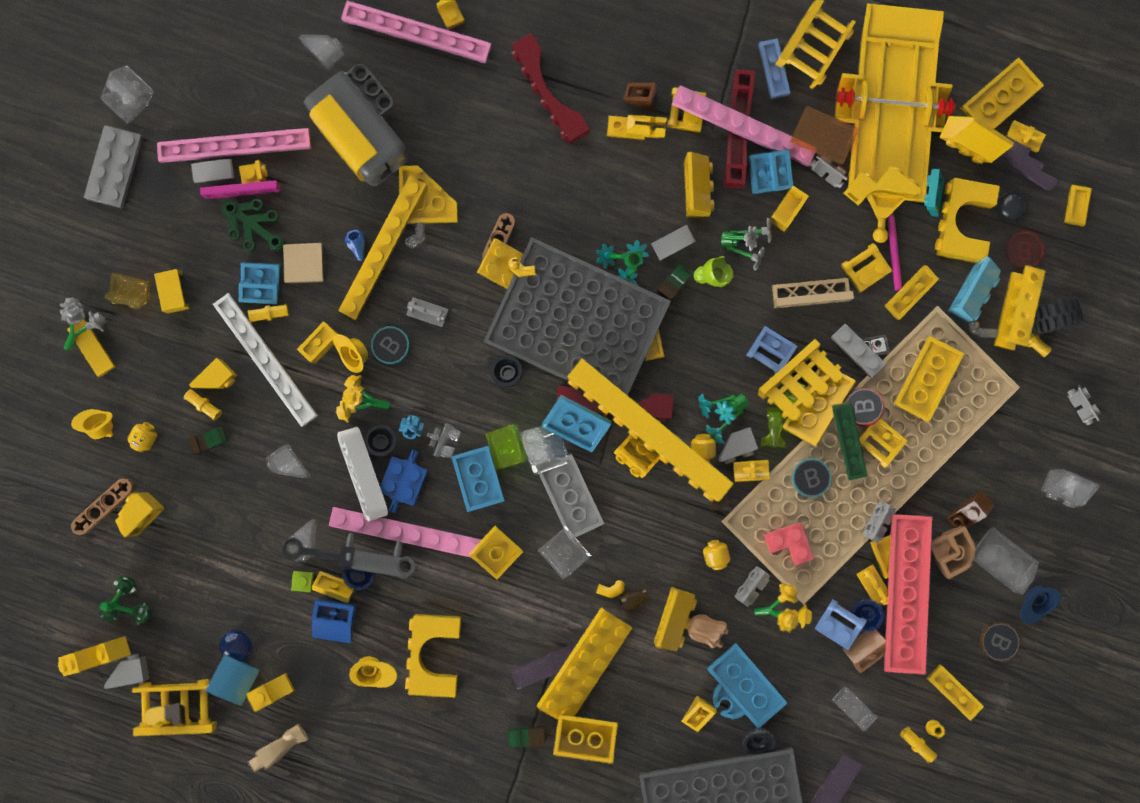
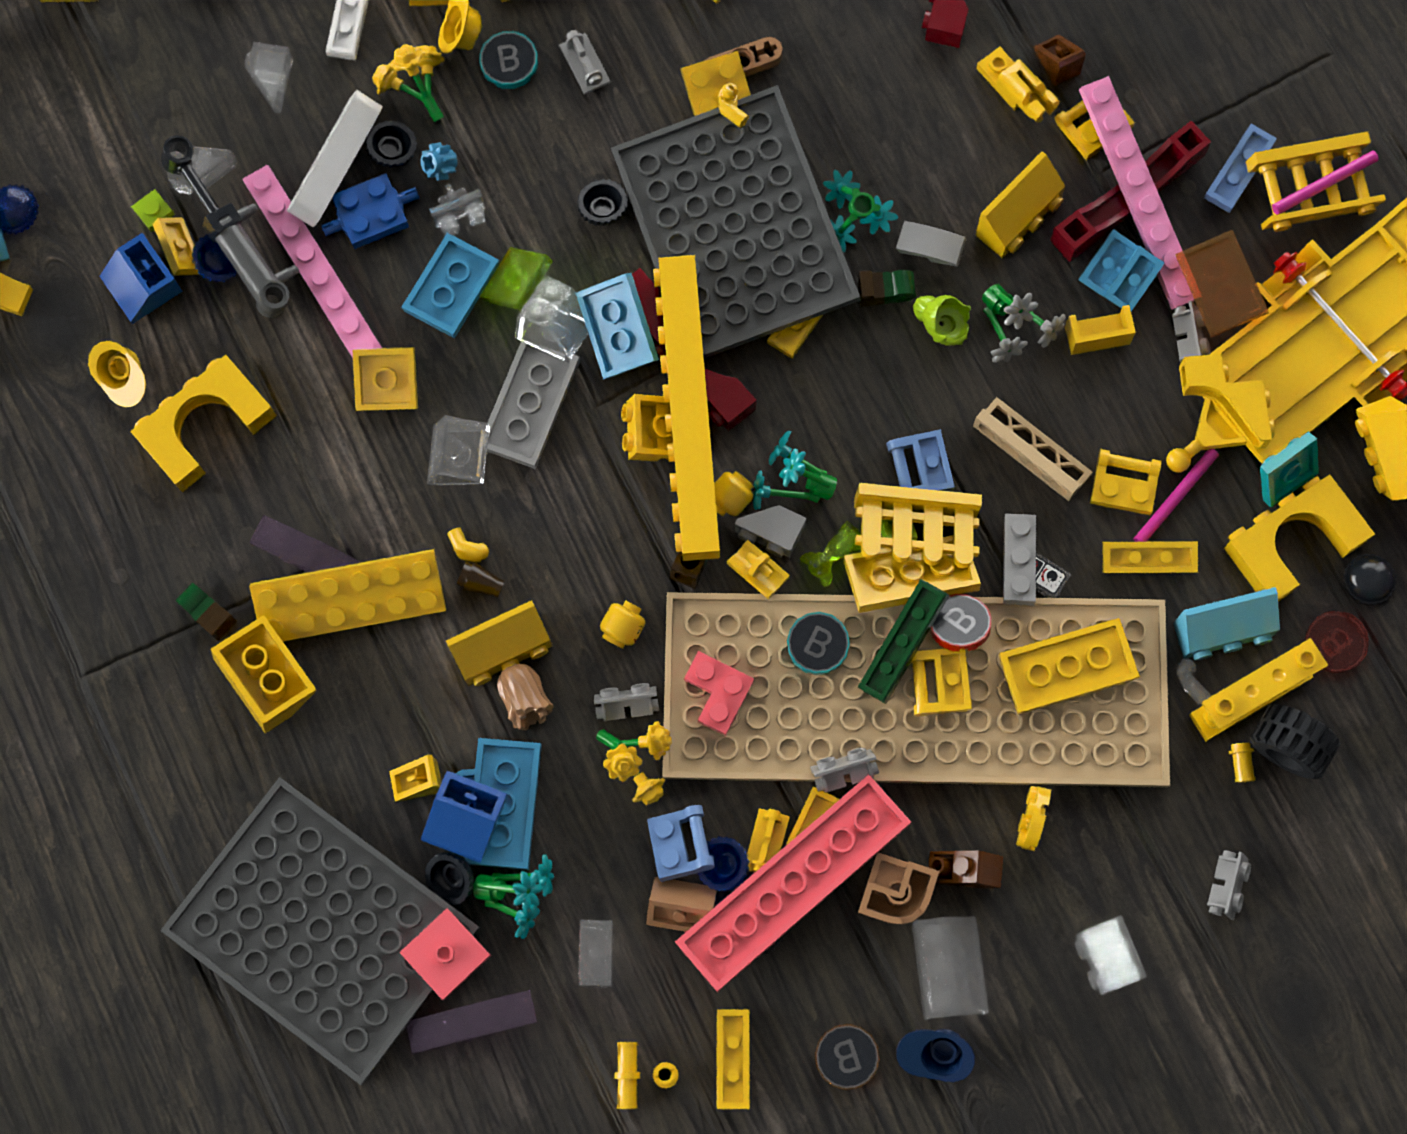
camera: 50 degrees right, 10 degrees down
(742, 712) = (463, 816): none -> blue slope
(782, 727) = (494, 888): none -> plant
(792, 776) = (445, 954): none -> coral plate
(822, 40) = (1325, 182): none -> dark pink bar
(979, 462) = (1033, 820): none -> yellow plate

